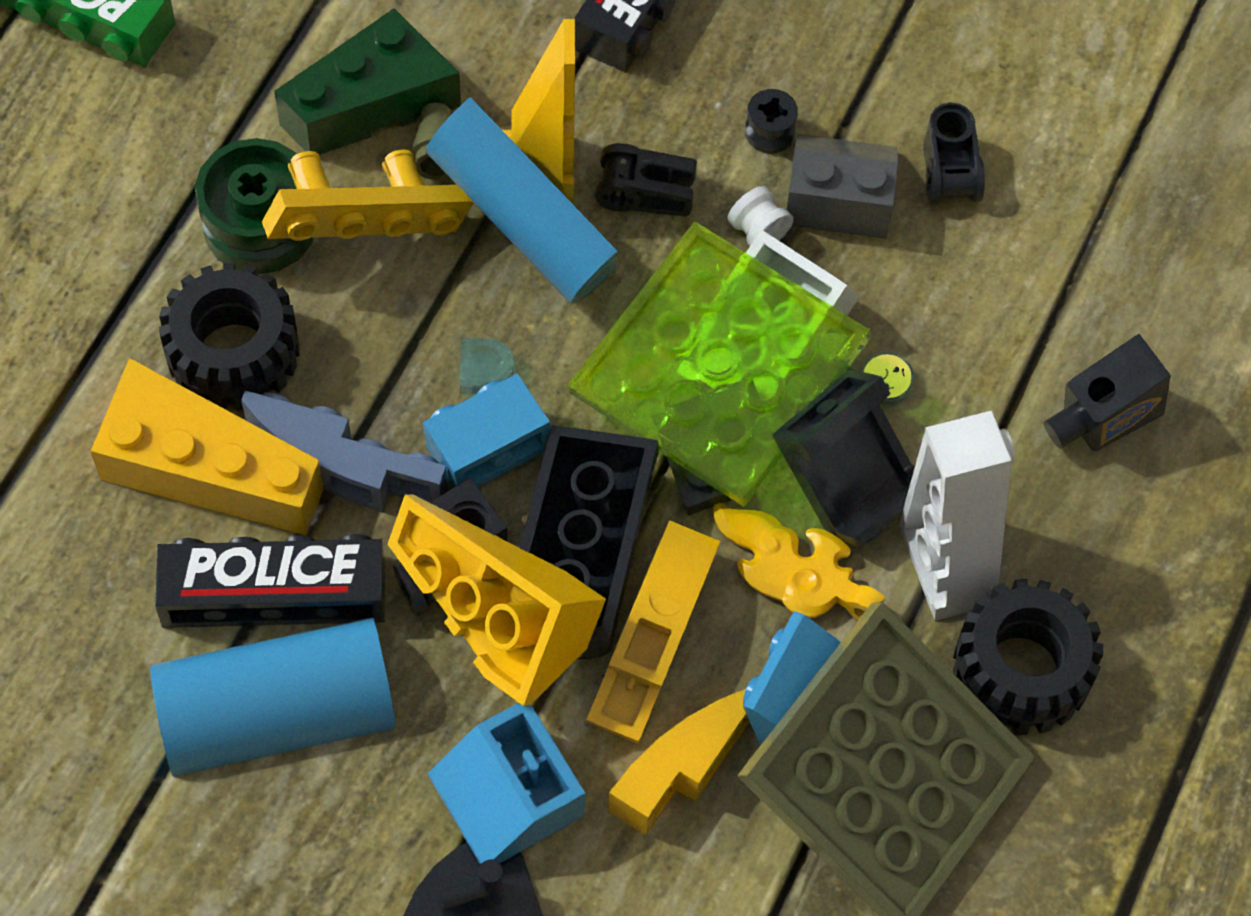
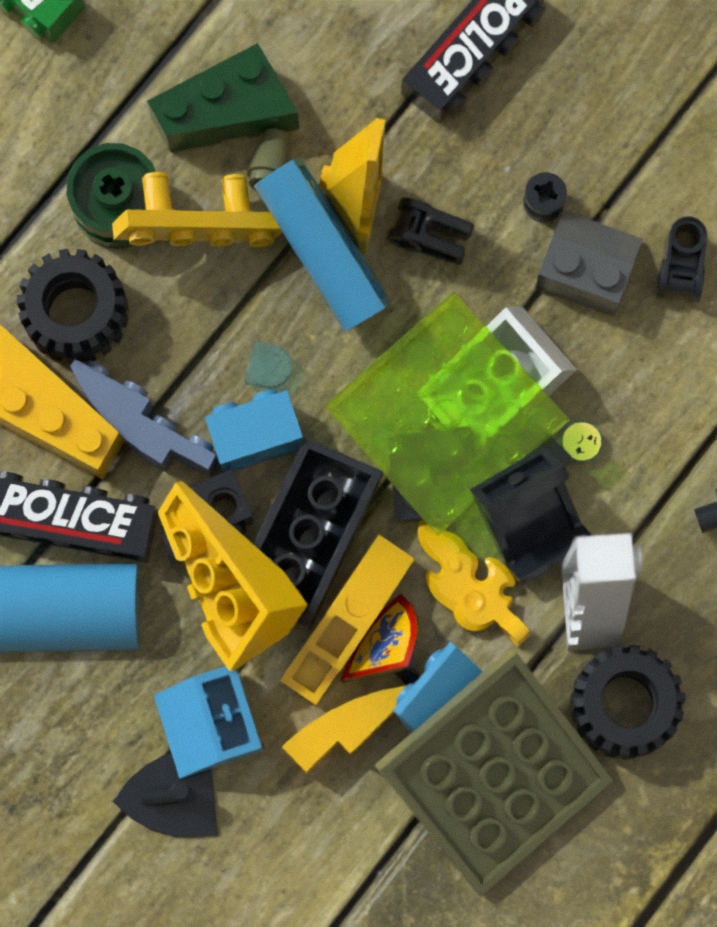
camera: 15 degrees right, 15 degrees up
(710, 648) = (387, 645): none -> shield
(758, 212) = (514, 284): white wheel -> none

